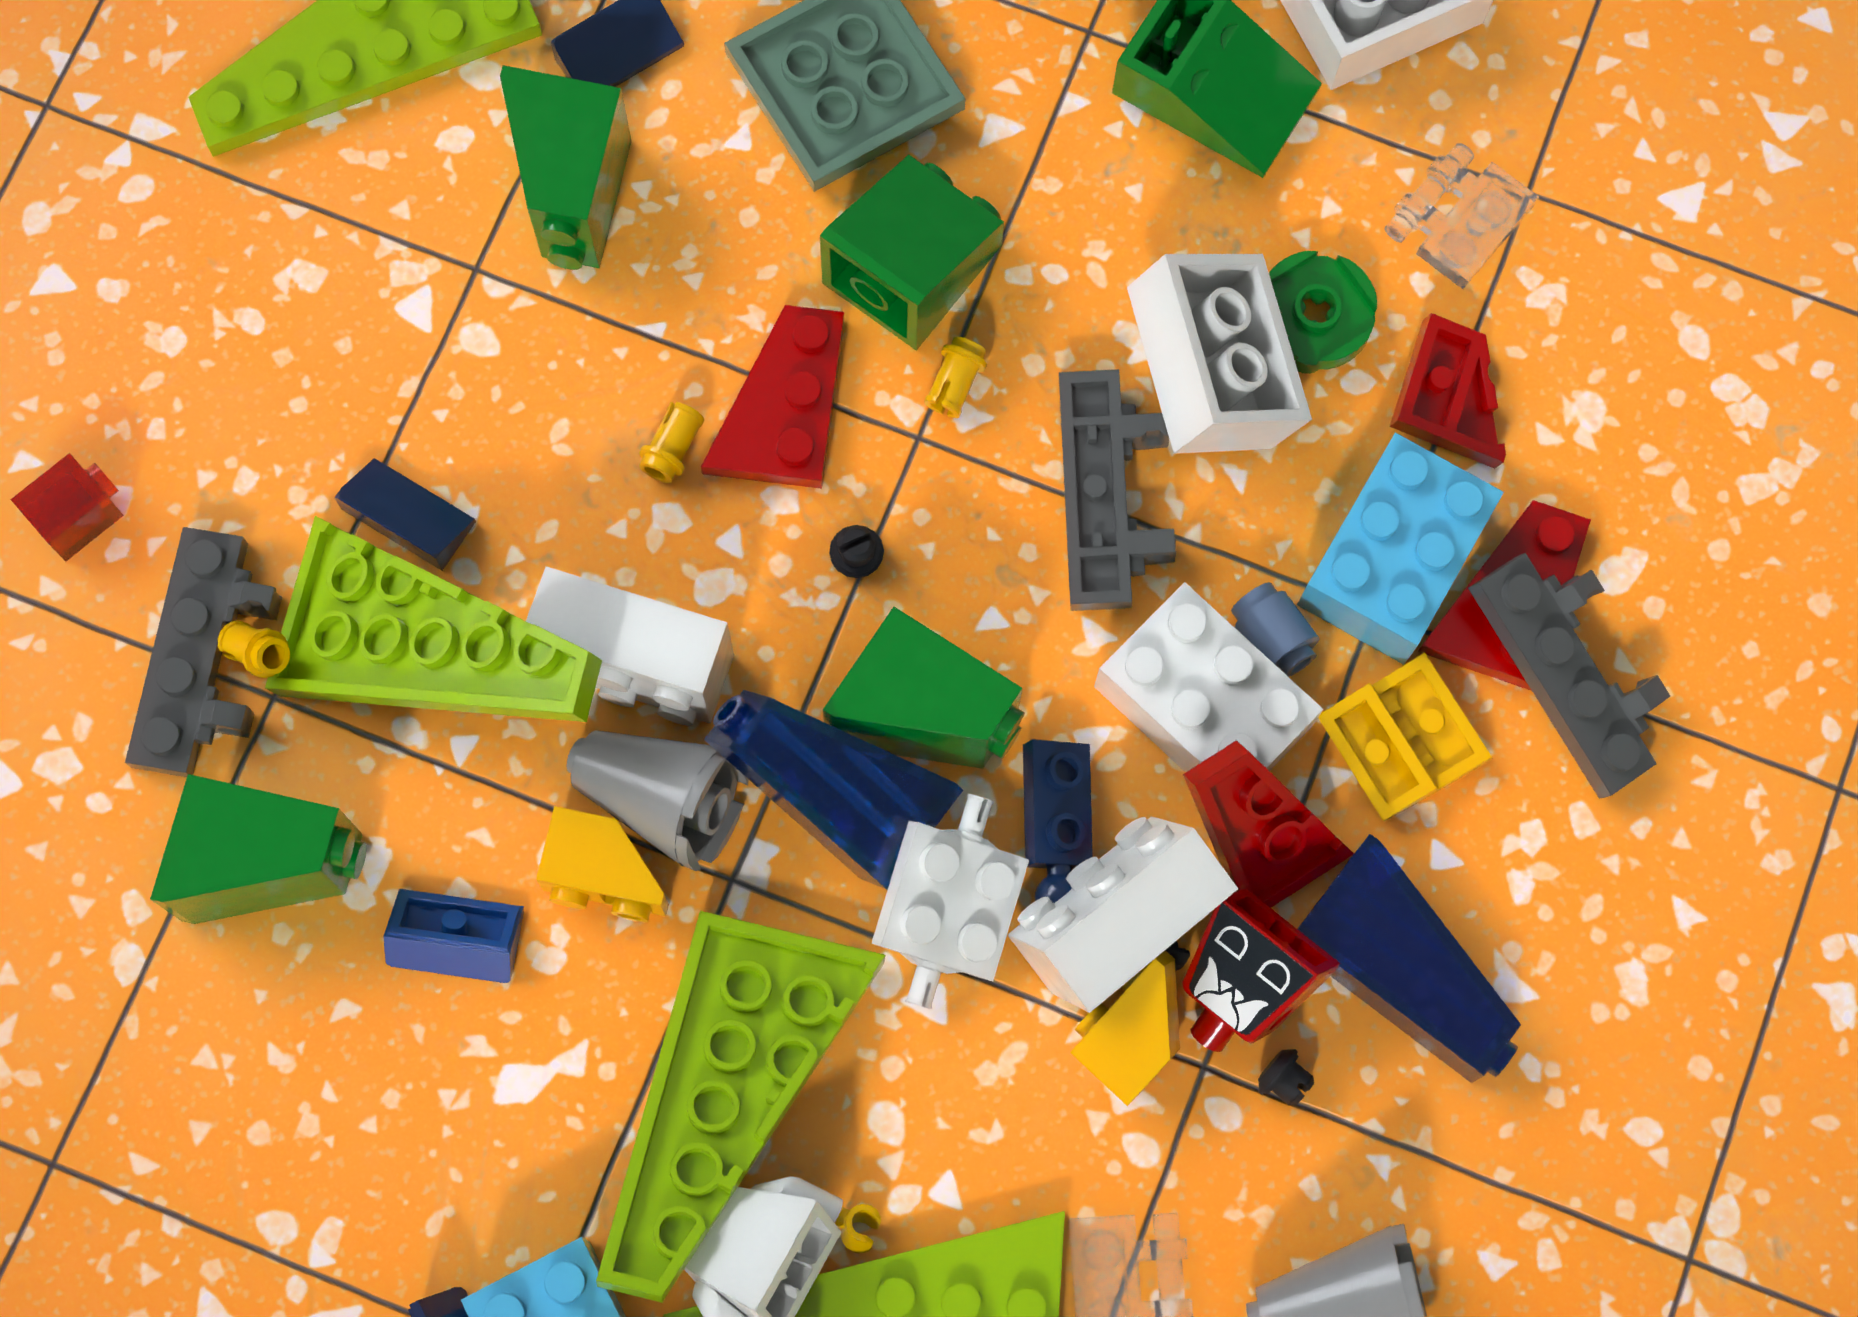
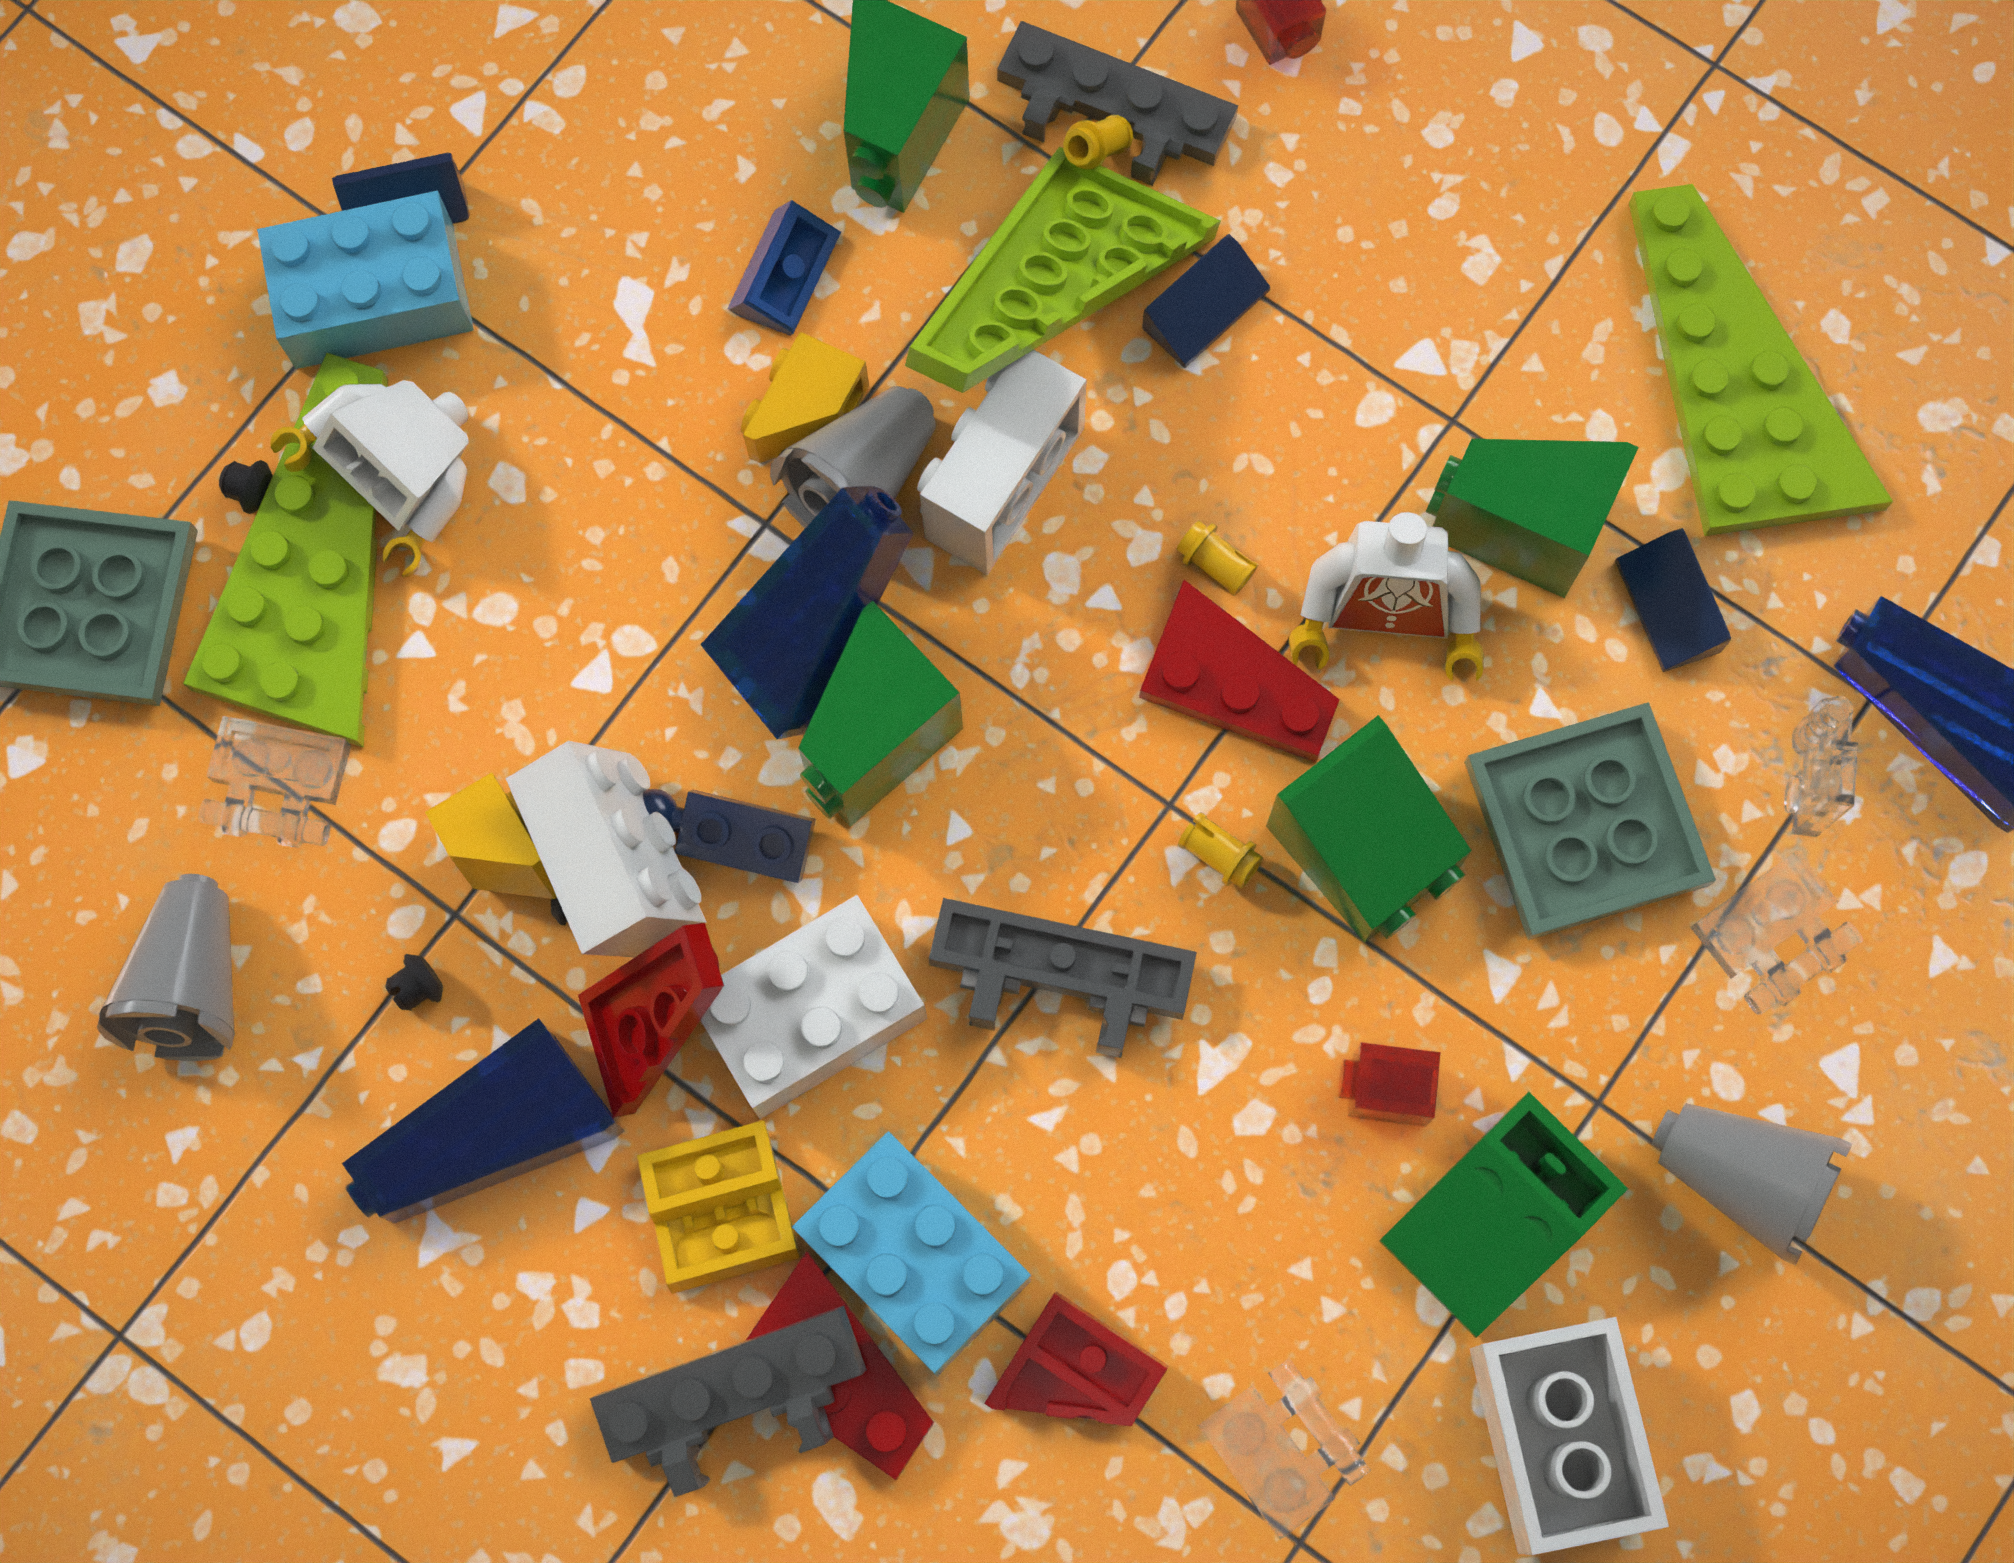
camera: 110 degrees right, 0 degrees up
(668, 274) = (1393, 582): none -> white torso
(735, 1055) = (587, 475): lime wing -> none
(856, 551) = (1060, 711): black piece -> none
(950, 901) = (674, 703): white plate -> none
(1129, 188) = (1390, 1084): none -> clear red brick
(1218, 352) = (1170, 1114): white brick -> none
(1251, 972) = (516, 966): torso -> none
(1276, 628) = (862, 1100): sand blue brick -> none
(1350, 314) = (1224, 1216): green plate -> none

